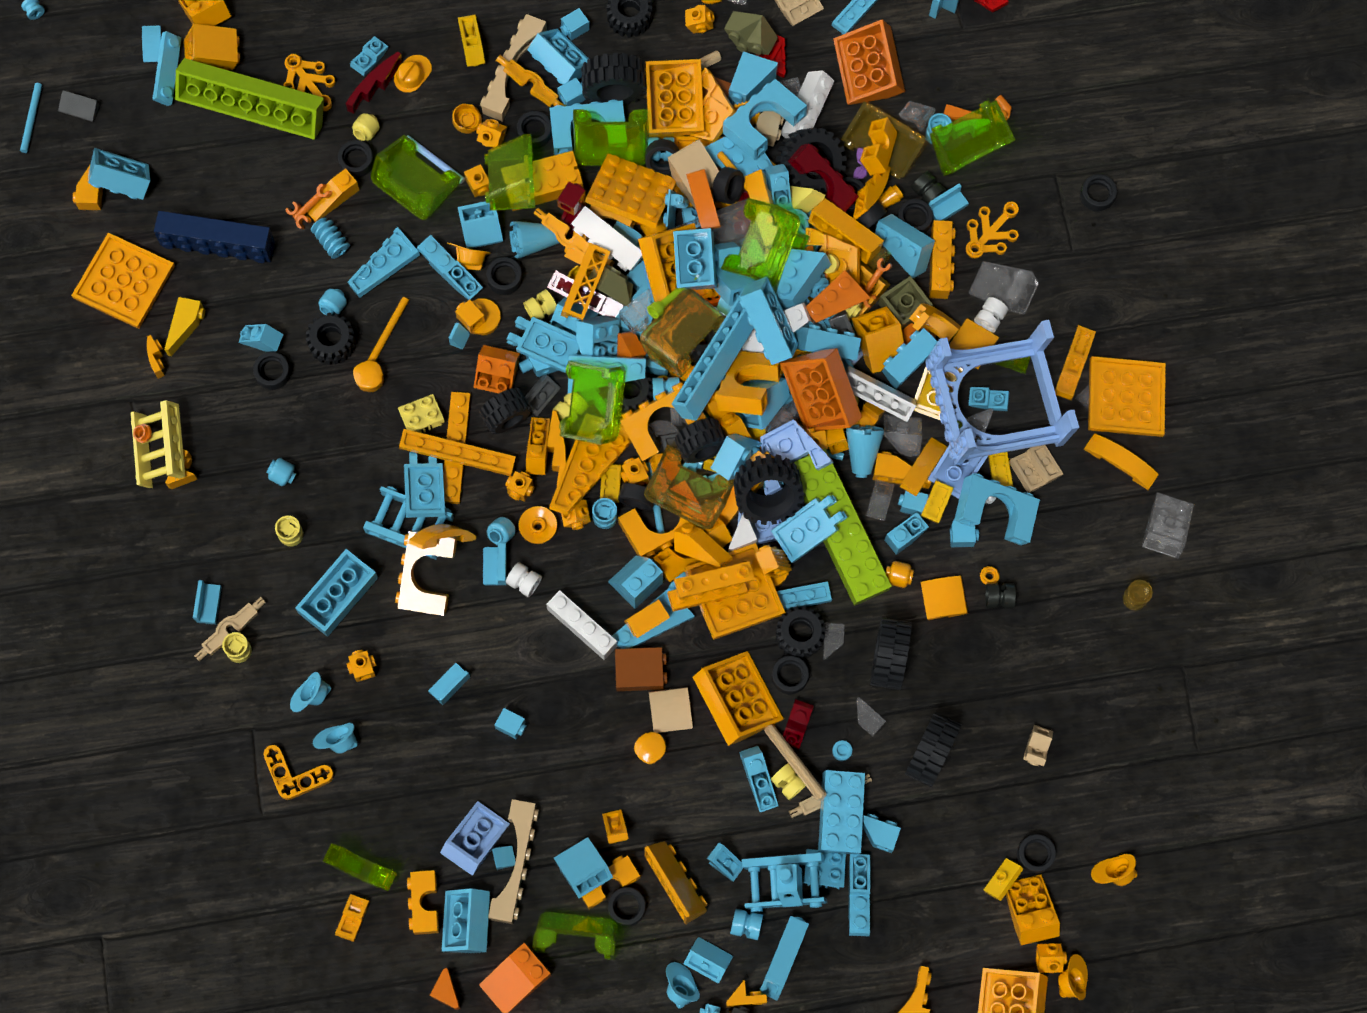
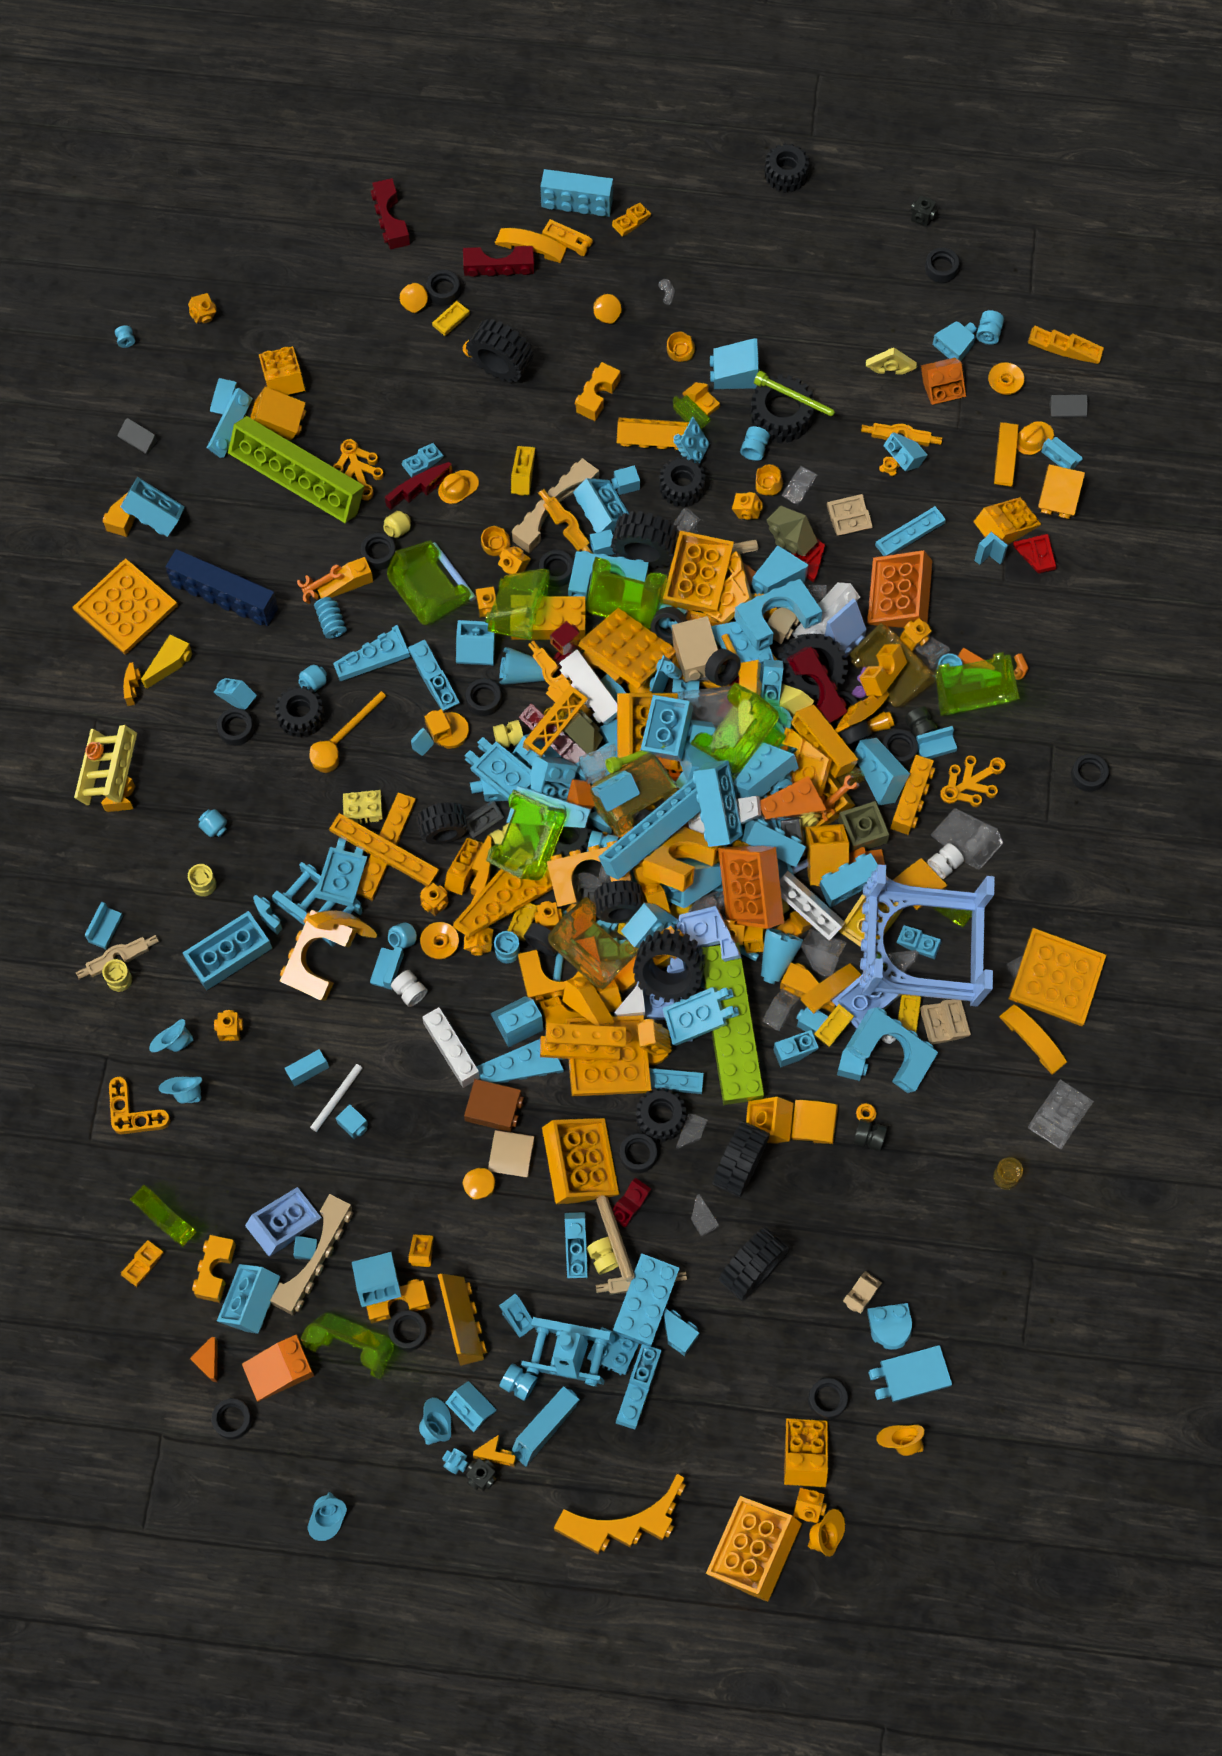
camera: 20 degrees right, 5 degrees down
(31, 117) = (89, 437): medium azure bar -> none
(359, 542) = (265, 912): none -> medium azure slope
(470, 258) = (456, 672): light orange piece -> none
(486, 705) = (336, 1097): none -> white bar
(496, 369) = (447, 782): orange slope -> none
(646, 50) = (686, 521): none -> clear slope
(647, 619) = (514, 1058): light orange hinge -> none
(667, 334) = (616, 790): none -> medium azure panel
(703, 200) = (692, 673): orange slope -> none
(833, 114) = (847, 627): none -> light blue slope
(834, 264) = (802, 770): light yellow tile -> none
(842, 750) = (666, 1241): medium azure tile -> none
(898, 103) = (915, 634): none -> light orange brick
(899, 574) = (776, 1085): light orange head -> none
(903, 604) = (772, 1116): none -> light orange slope
(934, 321) = (886, 851): light orange arch -> none
(1003, 879) = (787, 1414): yellow plate -> none
(1072, 768) = (890, 1325): none -> medium azure slope
(1074, 362) = (1015, 930): light orange slope -> none
(1106, 808) = (912, 1374): none -> medium azure tile

